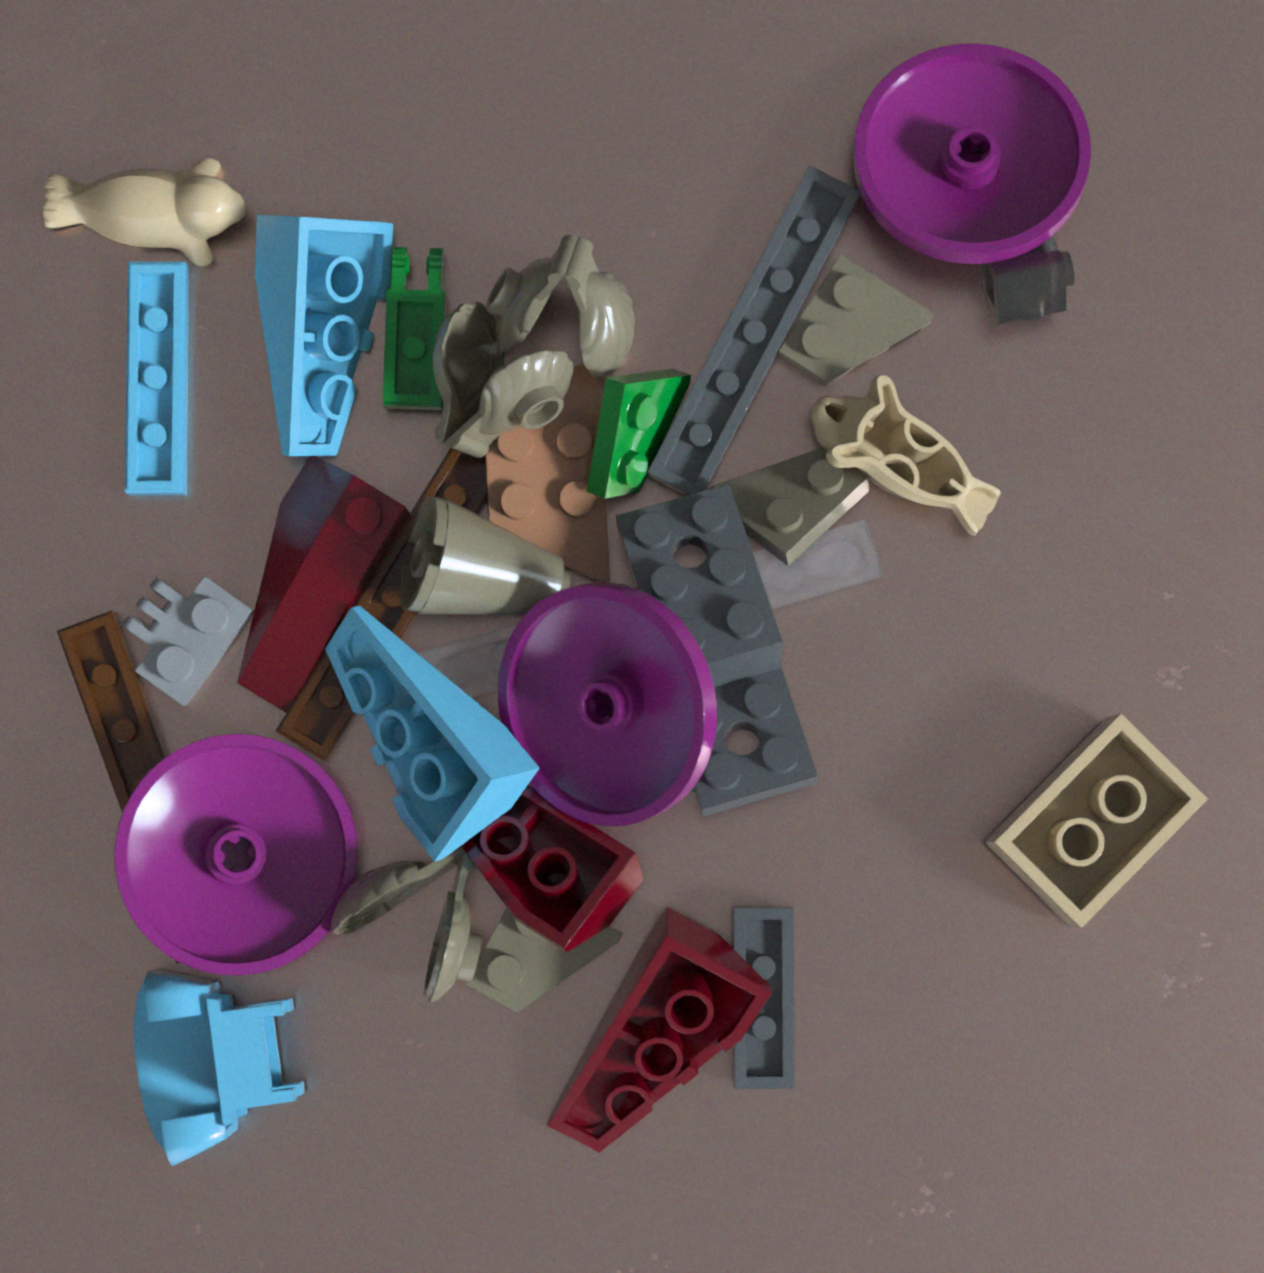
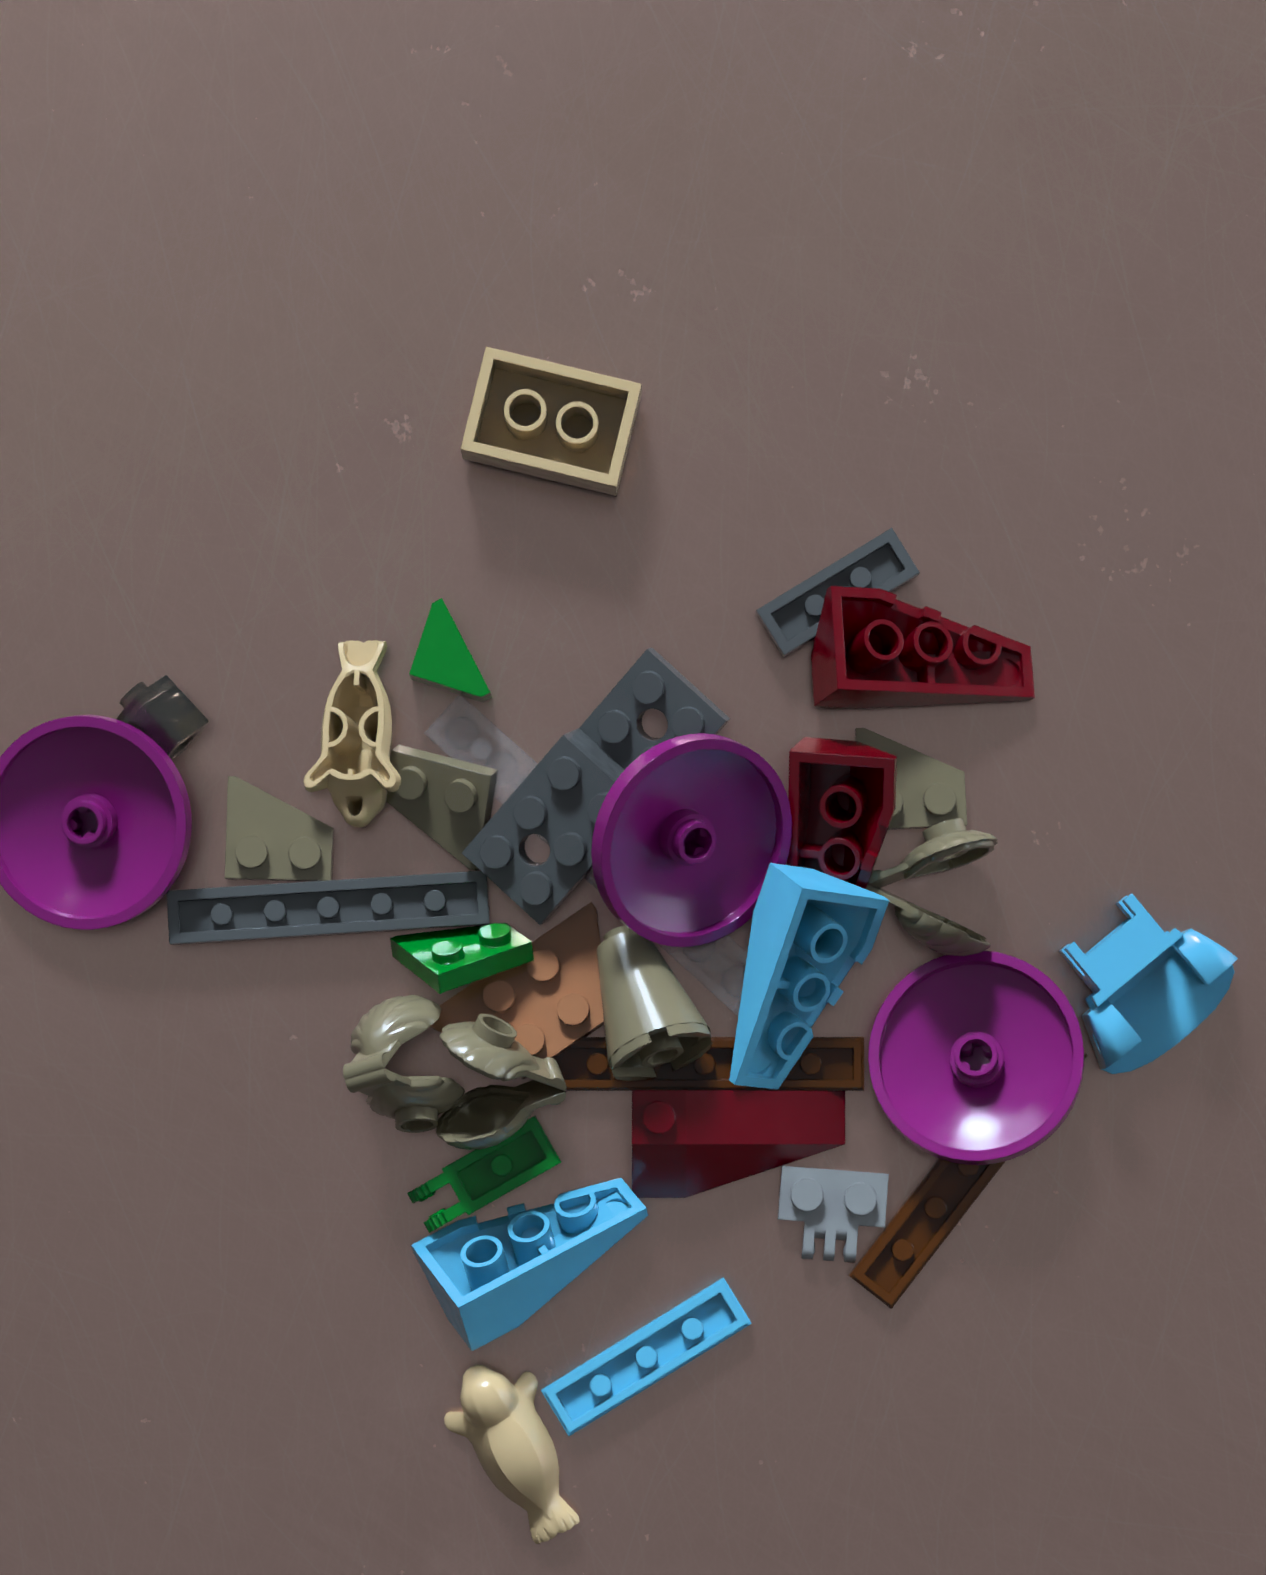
camera: 120 degrees left, 0 degrees up
(926, 584) = (444, 658): none -> green slope

